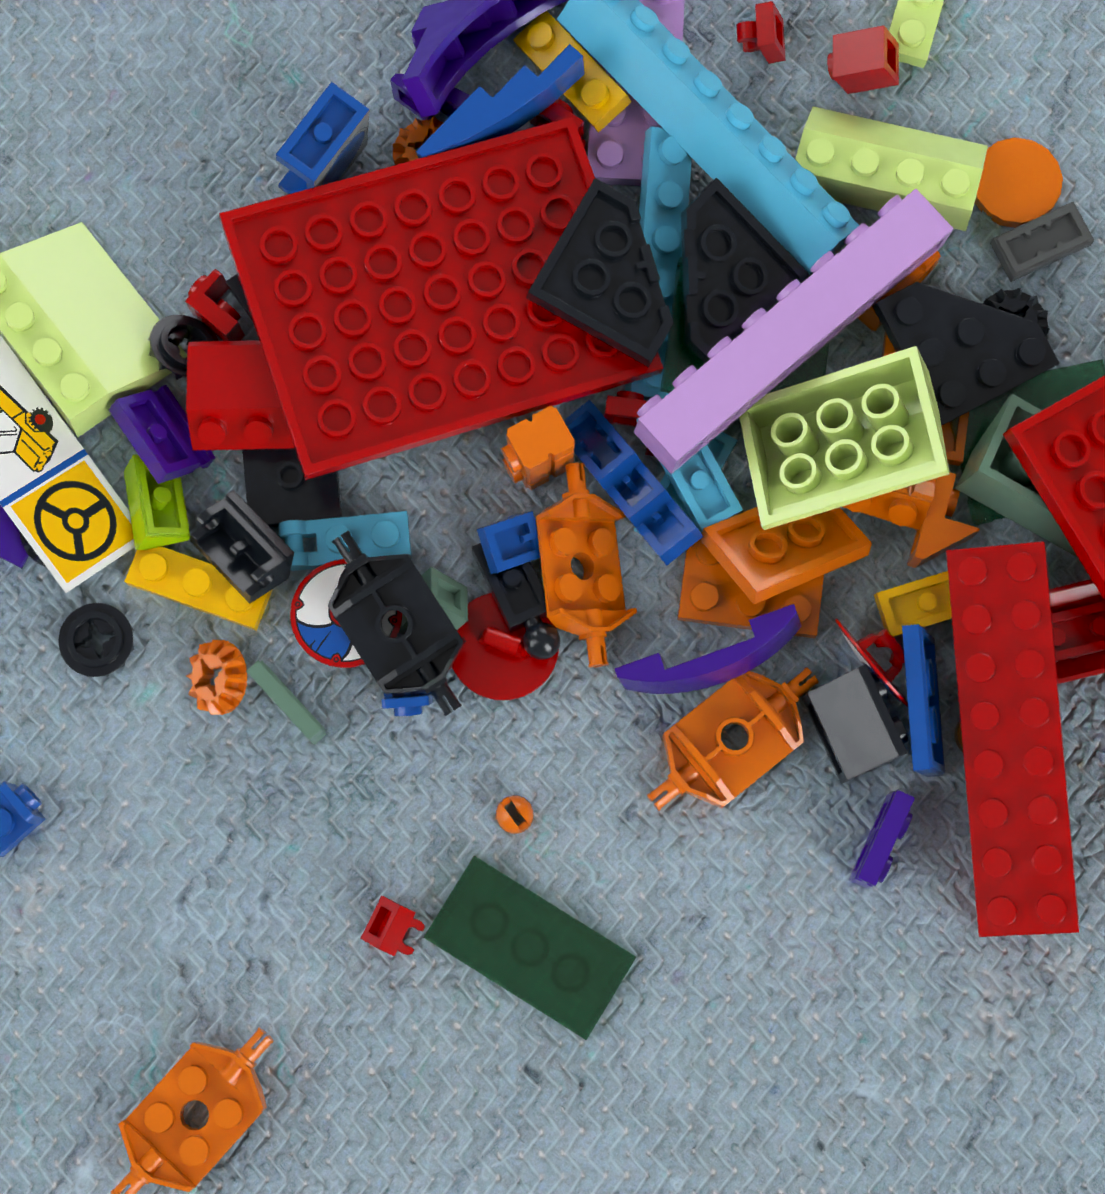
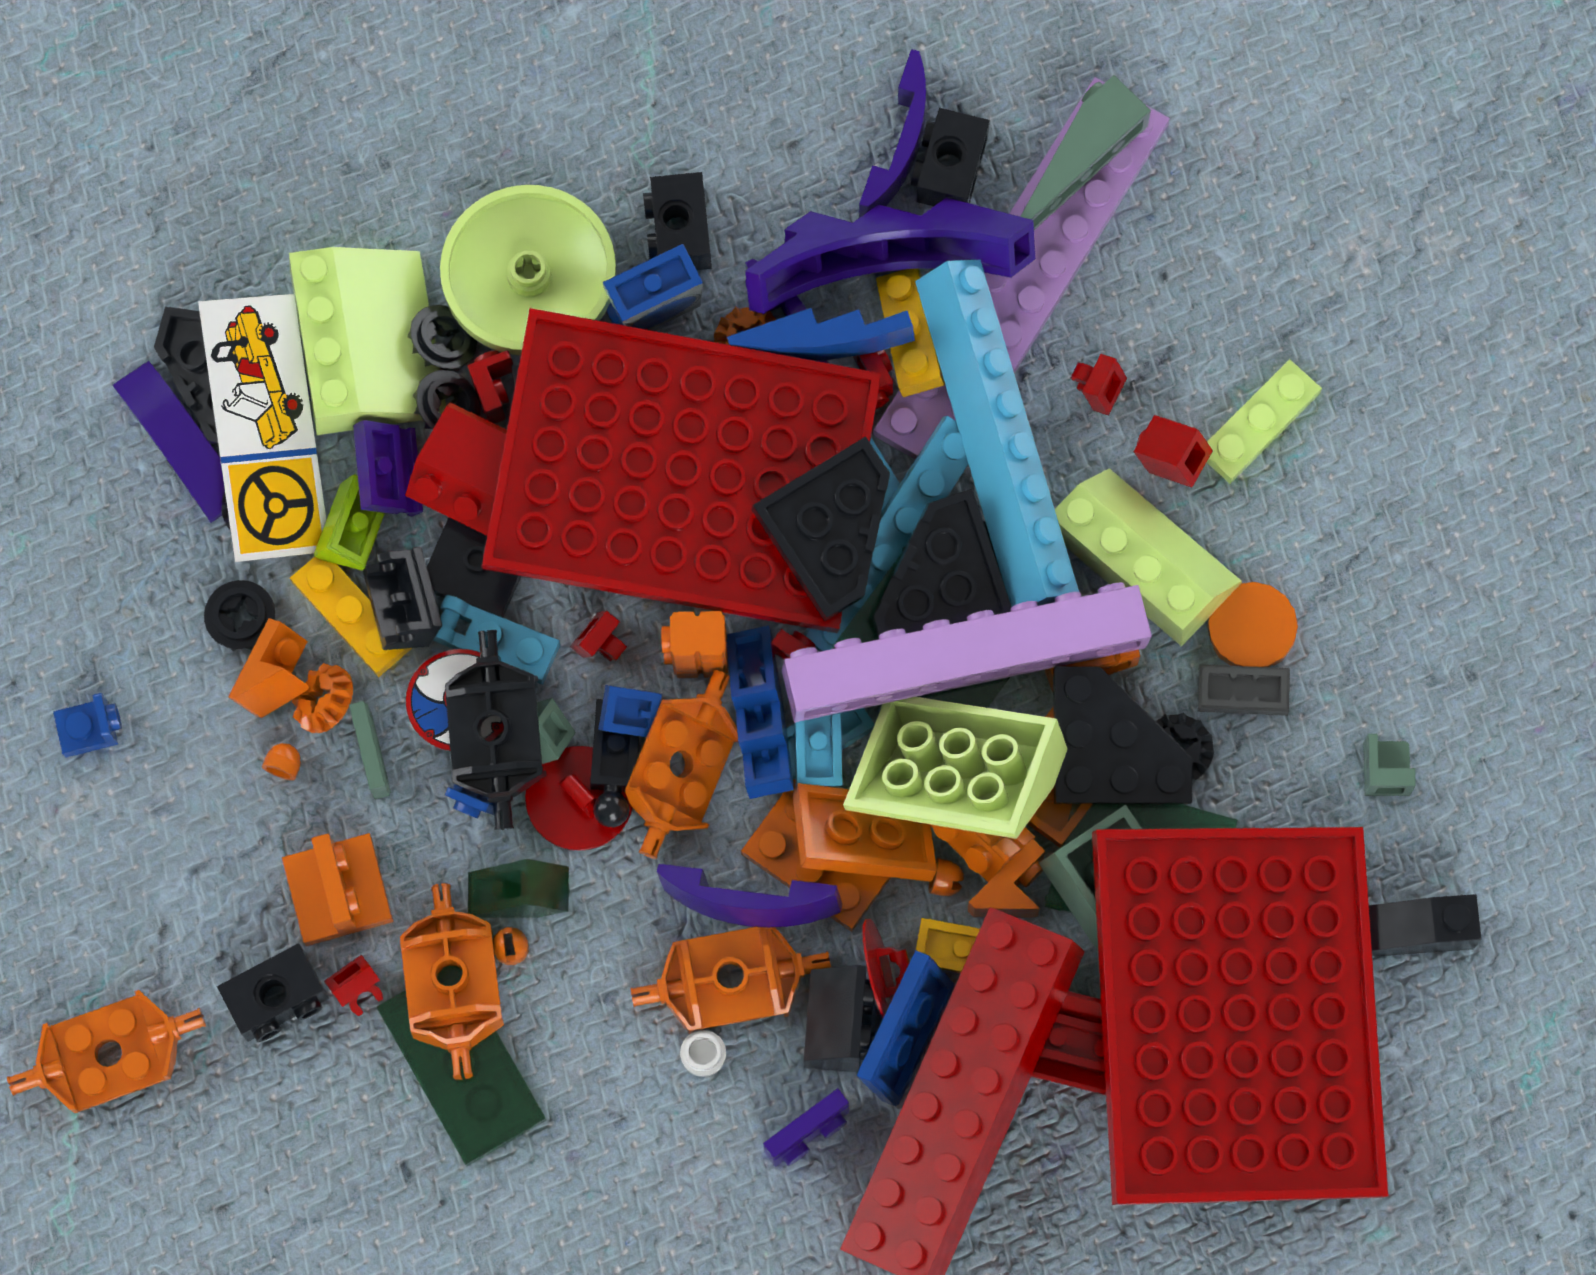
camera: 30 degrees right, 5 degrees down
(140, 274) = (440, 320): none -> black gear
(153, 685) = (267, 674): none -> orange slope
(176, 175) = (524, 253): none -> yellowish green dish
(211, 755) = (282, 761): none -> orange hinge
(295, 990) = (246, 994): none -> black brick
(300, 53) = (683, 198): none -> black brick
(325, 846) = (337, 888): none -> orange bracket
(442, 490) = (598, 638): none -> red tile
(487, 914) = (455, 1014): none -> orange plate
(496, 760) = (519, 890): none -> clear green slope
(745, 819) = (703, 1053): none -> white plate
(880, 550) = (946, 878): none -> orange hinge

